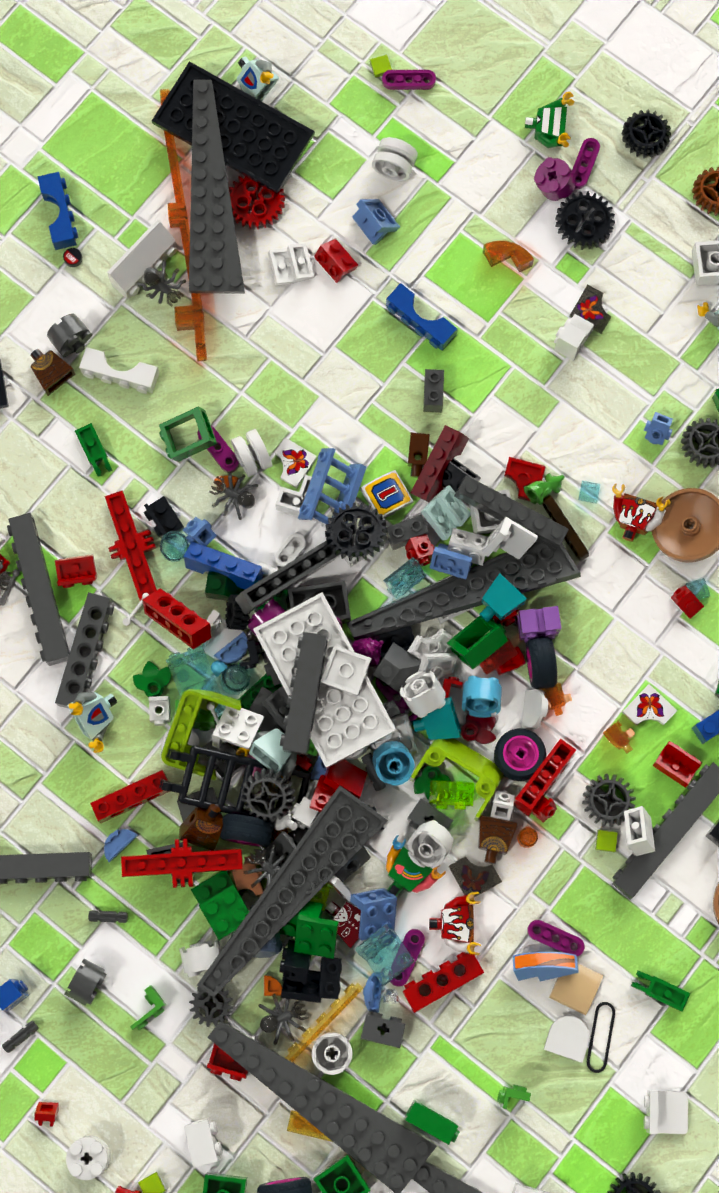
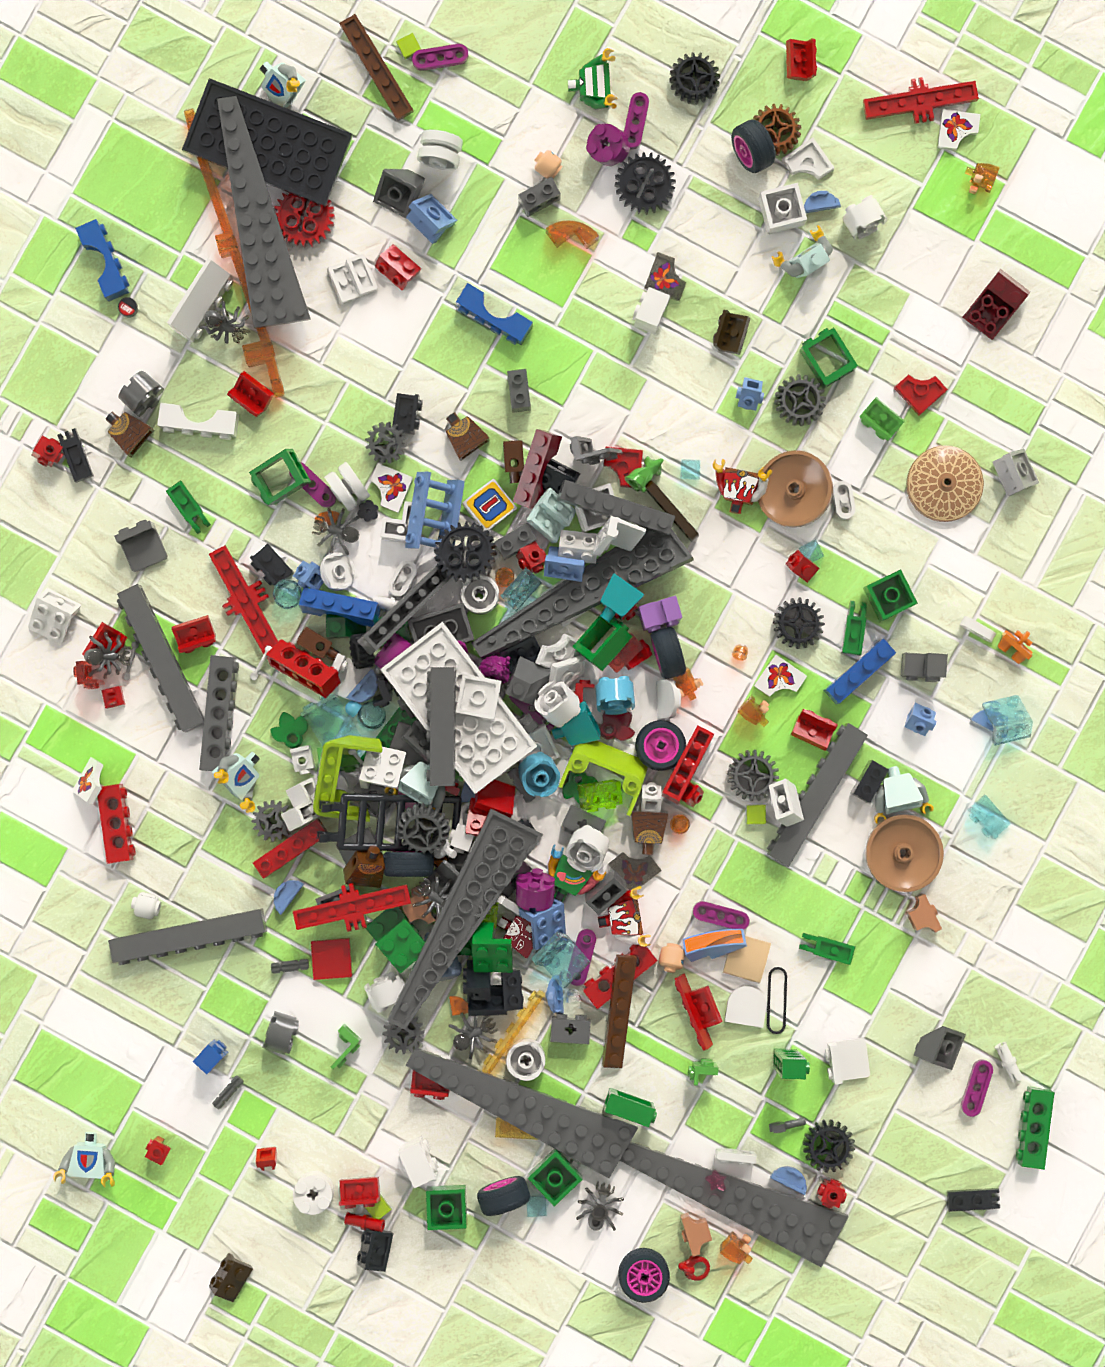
camera: 15 degrees left, 10 degrees up
(41, 477) = (141, 545): none -> dark grey bracket
(123, 759) = (265, 817): none -> dark grey gear
(136, 1164) = (359, 1191): none -> red bracket
(149, 759) = (302, 801): none -> white brick
(151, 916) = (331, 958): none -> red tile
(174, 354) = (251, 394): none -> red bracket
(187, 592) = (309, 639): none -> reddish brown torso
(219, 536) = (329, 574): none -> white tile
(268, 476) = (368, 505): none -> black plant
(295, 411) = (386, 449): none -> dark grey gear
(320, 395) = (406, 412): none -> black bracket
(347, 80) = (376, 67): none -> reddish brown plate
(347, 189) = (398, 190): none -> dark grey slope
(356, 585) = (478, 605): none -> white brick
(370, 878) = (535, 890): none -> magenta brick
(374, 425) = (465, 435): none -> reddish brown torso
(390, 568) = (502, 579): none -> clear orange wheel
(436, 1019) = (619, 1011): none -> reddish brown plate
(442, 893) = (606, 892): none -> dark grey brick
(482, 216) = (539, 196): none -> dark grey brick
(488, 456) = (583, 451): none -> dark grey bracket
(494, 189) = (548, 164): none -> light nougat head
(499, 973) = (672, 957): none -> light nougat head
(521, 1032) = (701, 1009): none -> red bracket
(590, 1171) = (778, 1127): none -> dark grey bar
(607, 1102) = (790, 1064): none -> green brick
(613, 672) = (740, 652): none -> clear orange hinge
(647, 369) = (731, 332): none -> dark brown bracket
(667, 655) = (798, 631): none -> black gear
(694, 200) = (753, 146): none -> black wheel

